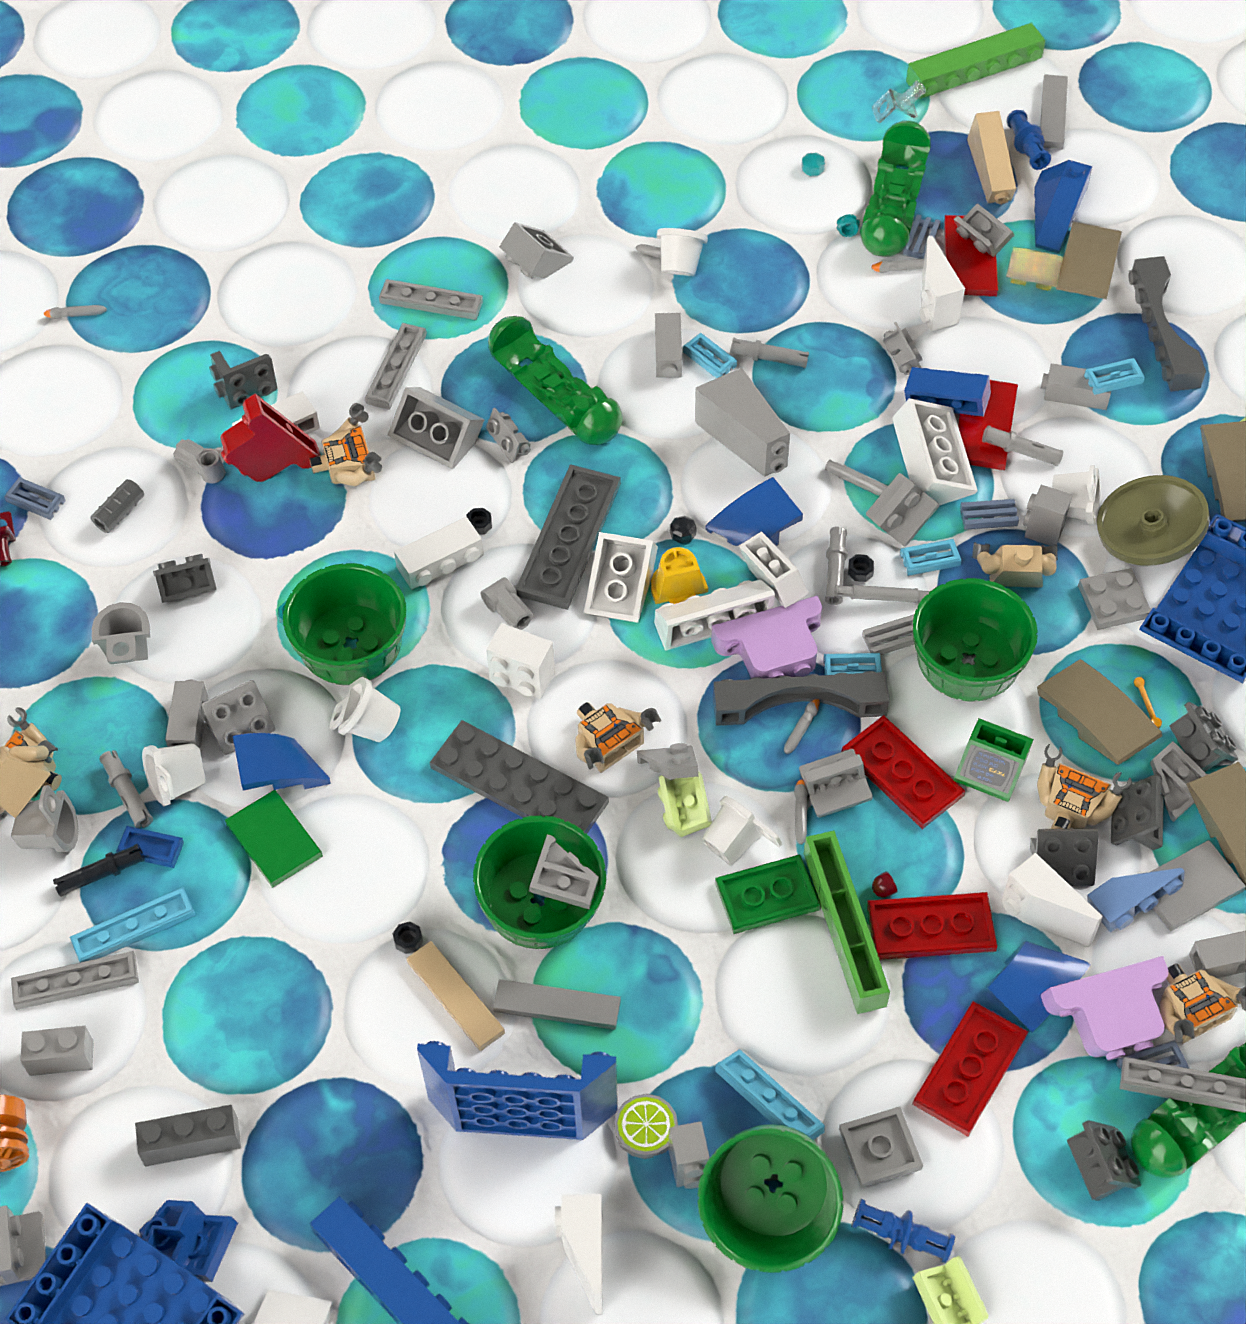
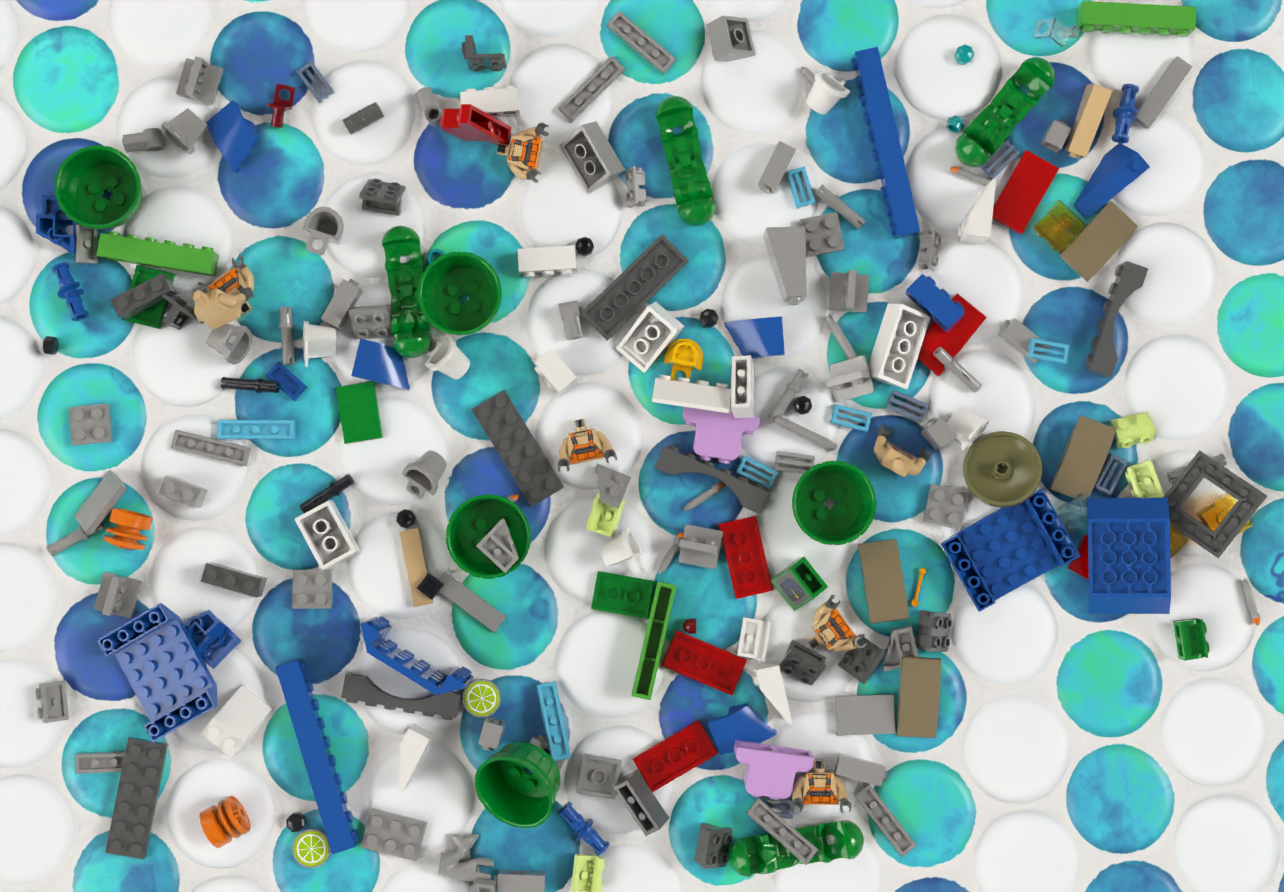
camera: 20 degrees right, 30 degrees up
(282, 680) = (408, 323): none -> green piece
(283, 948) = (334, 489): none -> black pin
(303, 1005) = (327, 535): none -> white brick
(314, 1098) = (312, 589): none -> light grey plate
(404, 862) = (425, 473): none -> light grey container
(462, 1198) = (362, 688): none -> dark grey arch
(489, 1004) = (430, 586): none -> black tile
(775, 385) = (822, 234): none -> light grey plate
(784, 274) = (886, 143): none -> blue brick
(836, 428) = (848, 292): none -> light grey bracket
(964, 1147) = (641, 803): none -> dark grey brick
(967, 189) = (1055, 136): none -> light grey brick
(978, 860) = (754, 638): none -> white plate
(984, 229) = (1041, 182): light grey bracket -> none
(1128, 895) = (822, 707): medium blue slope -> none

